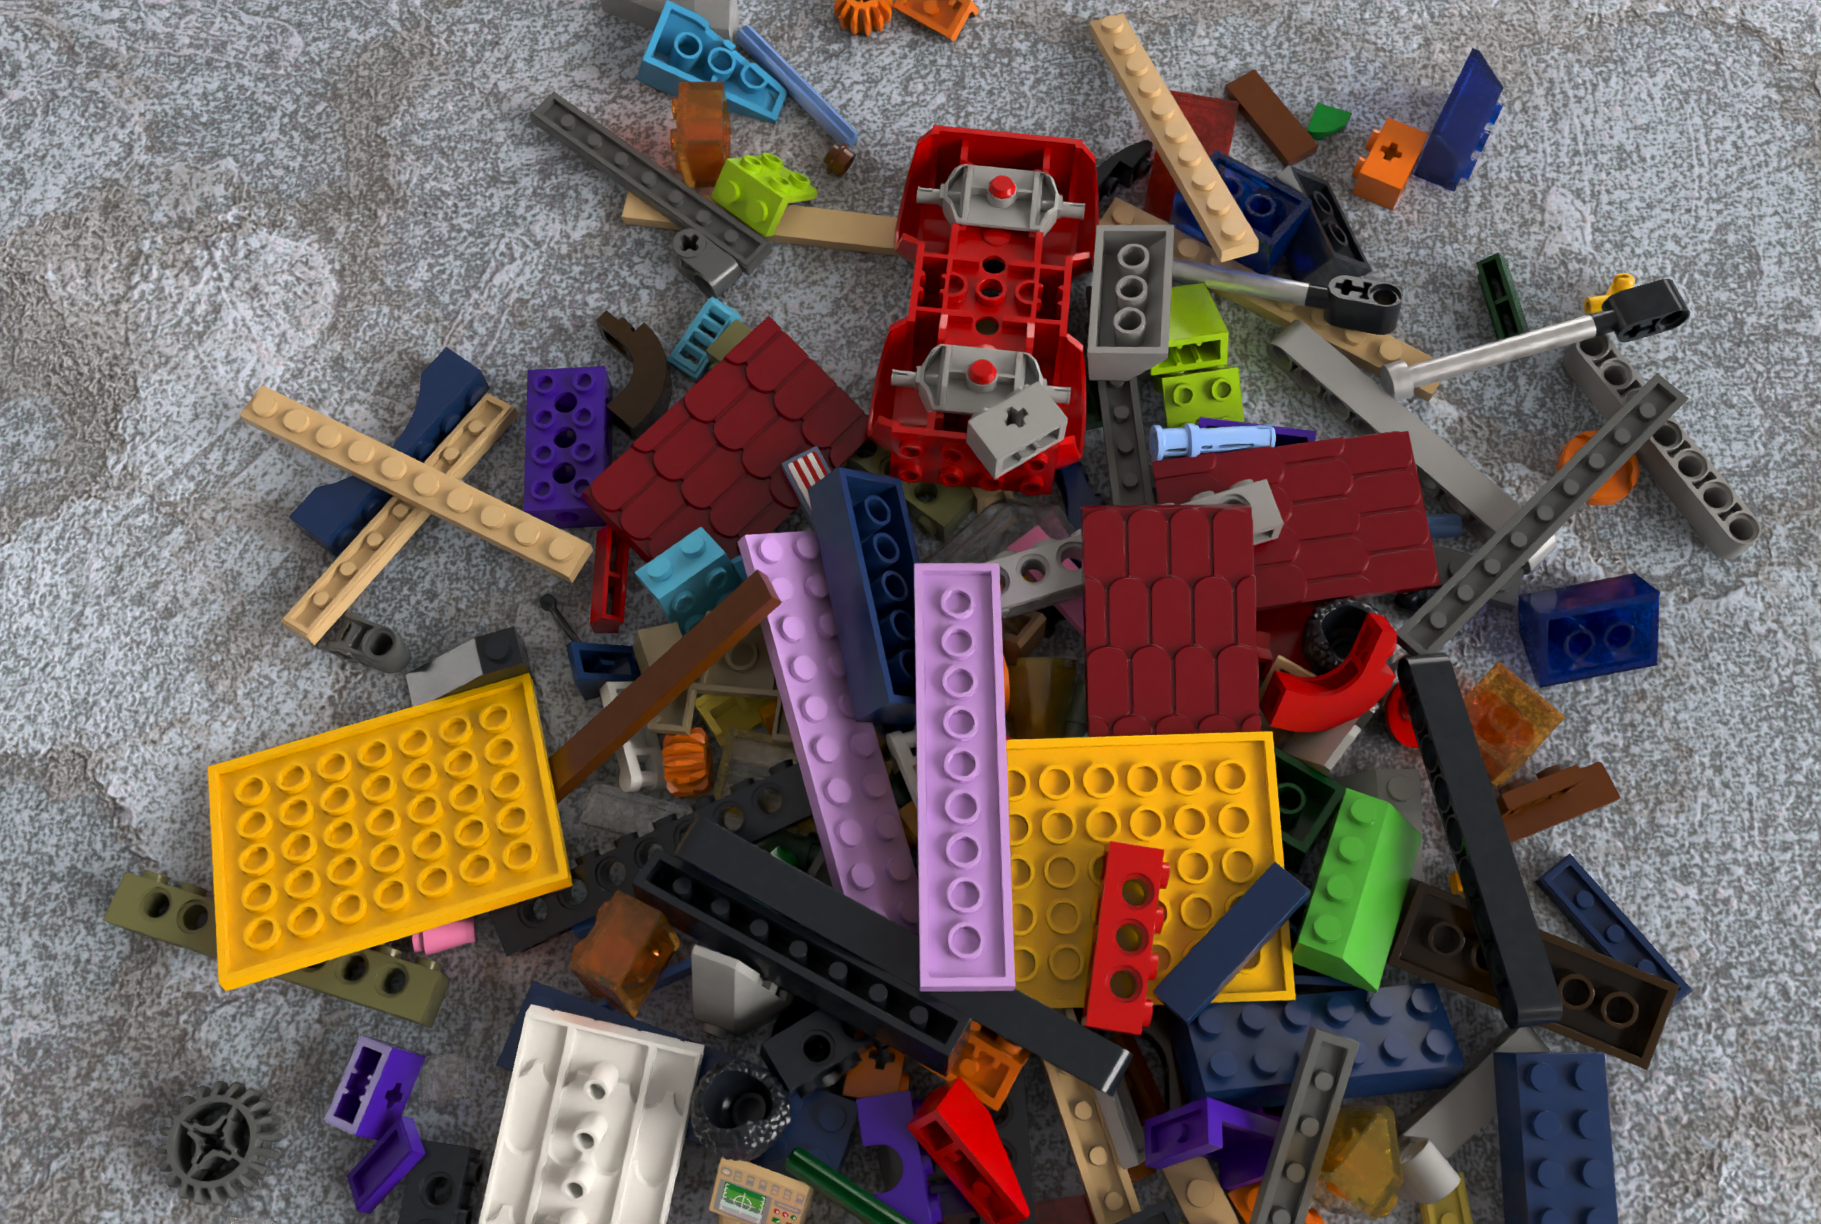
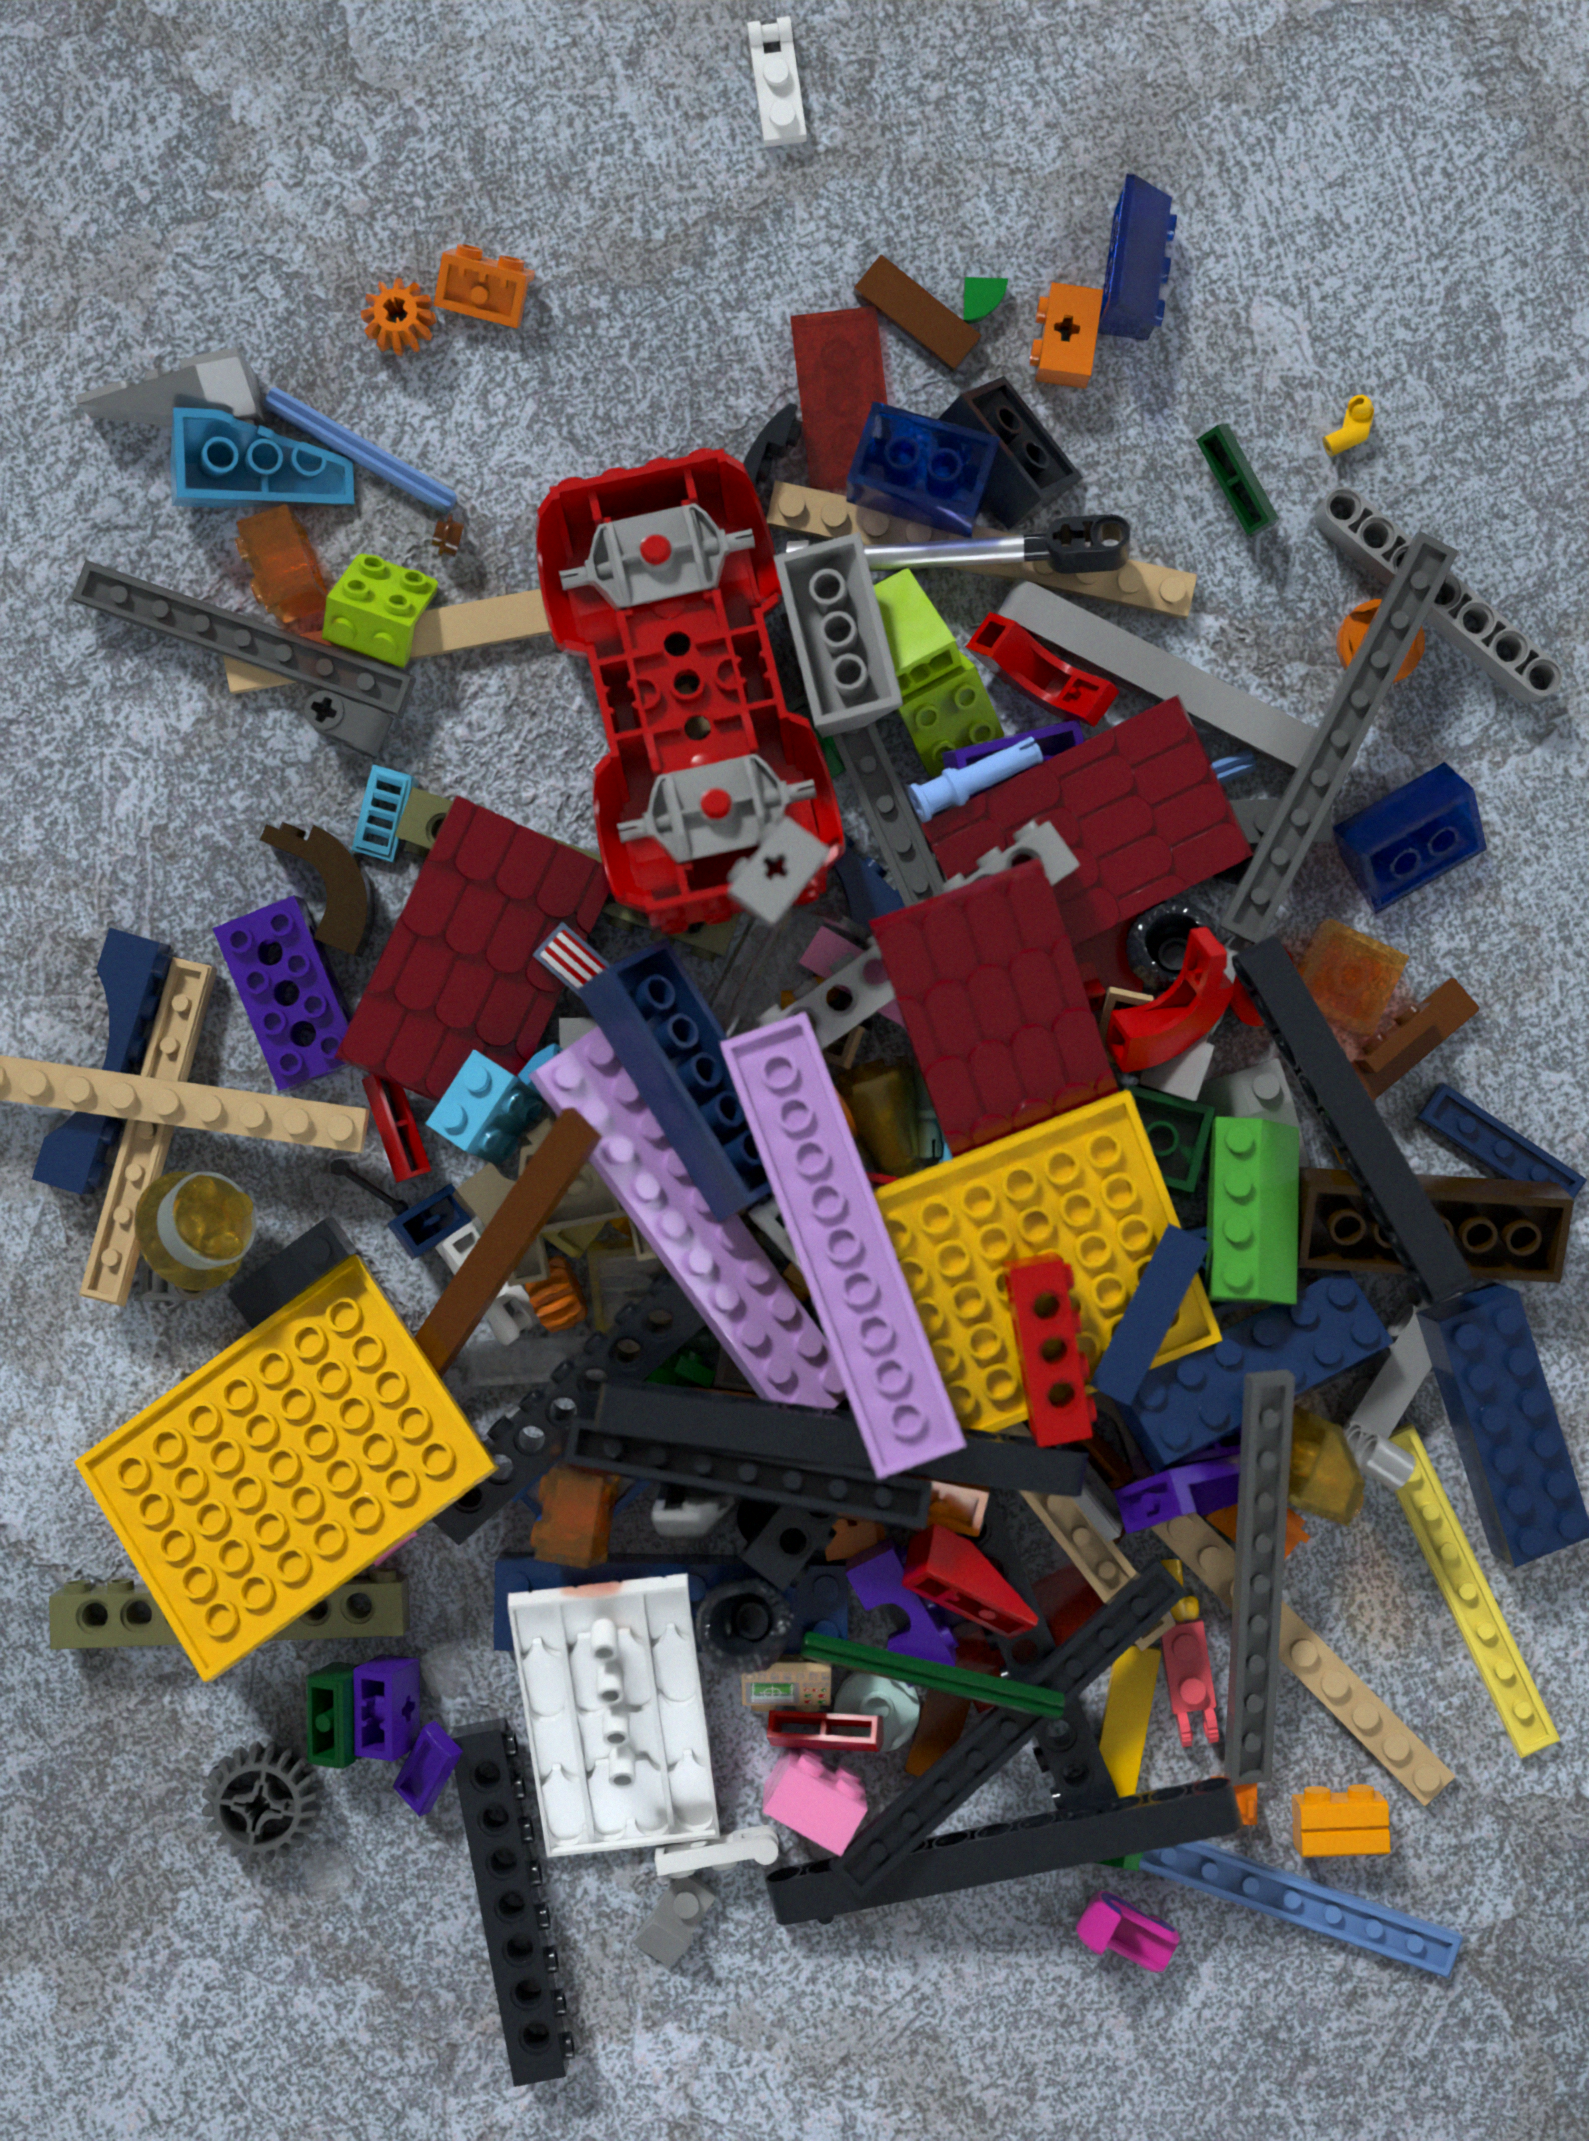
camera: 20 degrees left, 20 degrees up
(318, 1078) = (331, 1716): none -> dark green brick
(403, 597) = (194, 1228): none -> clear yellow piece
(1174, 139) = (817, 397): tan plate -> none
(1286, 395) = (1038, 674): none -> red arch
(1628, 314) = (1371, 467): piece -> none

